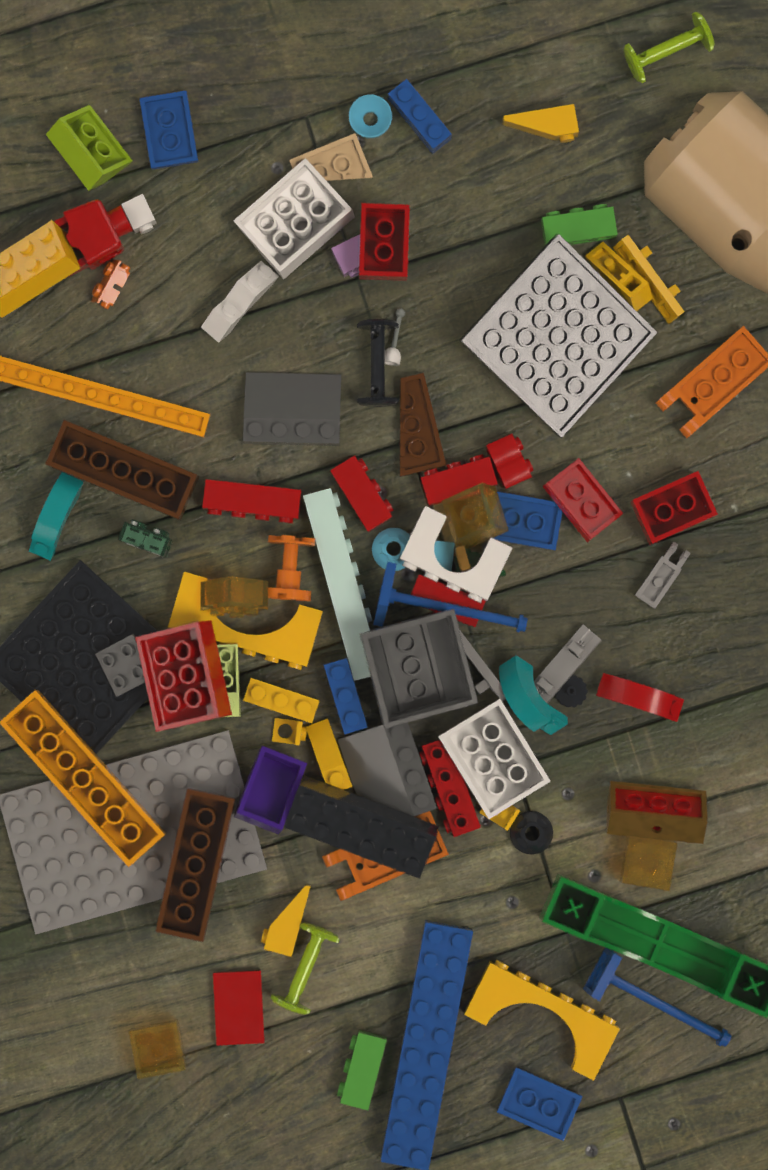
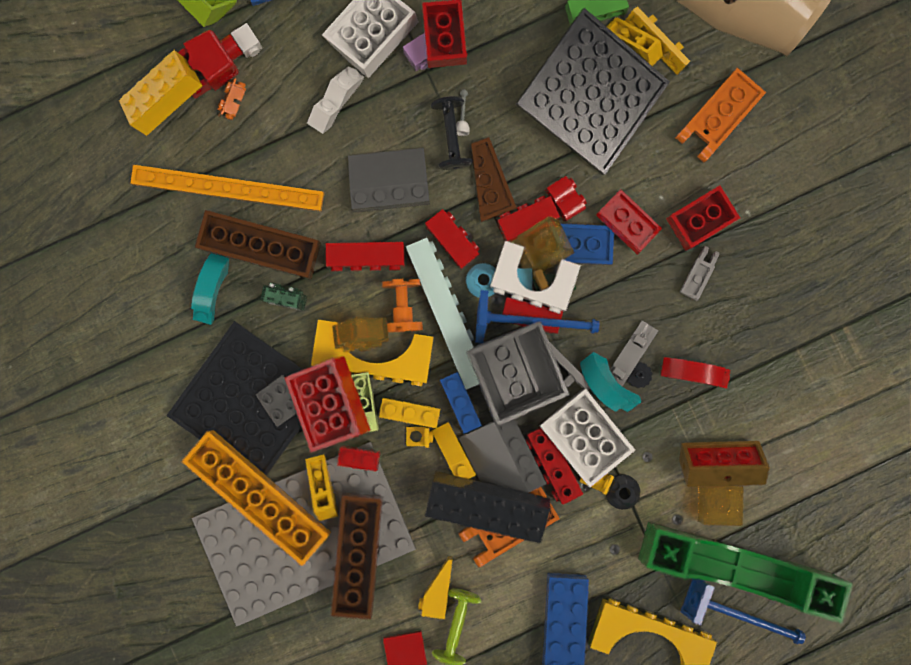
camera: 10 degrees left, 0 degrees up
(162, 777) = (321, 488): none -> yellow slope
(212, 747) = (359, 458): none -> red brick
(270, 790) = (410, 486): dark purple piece -> none

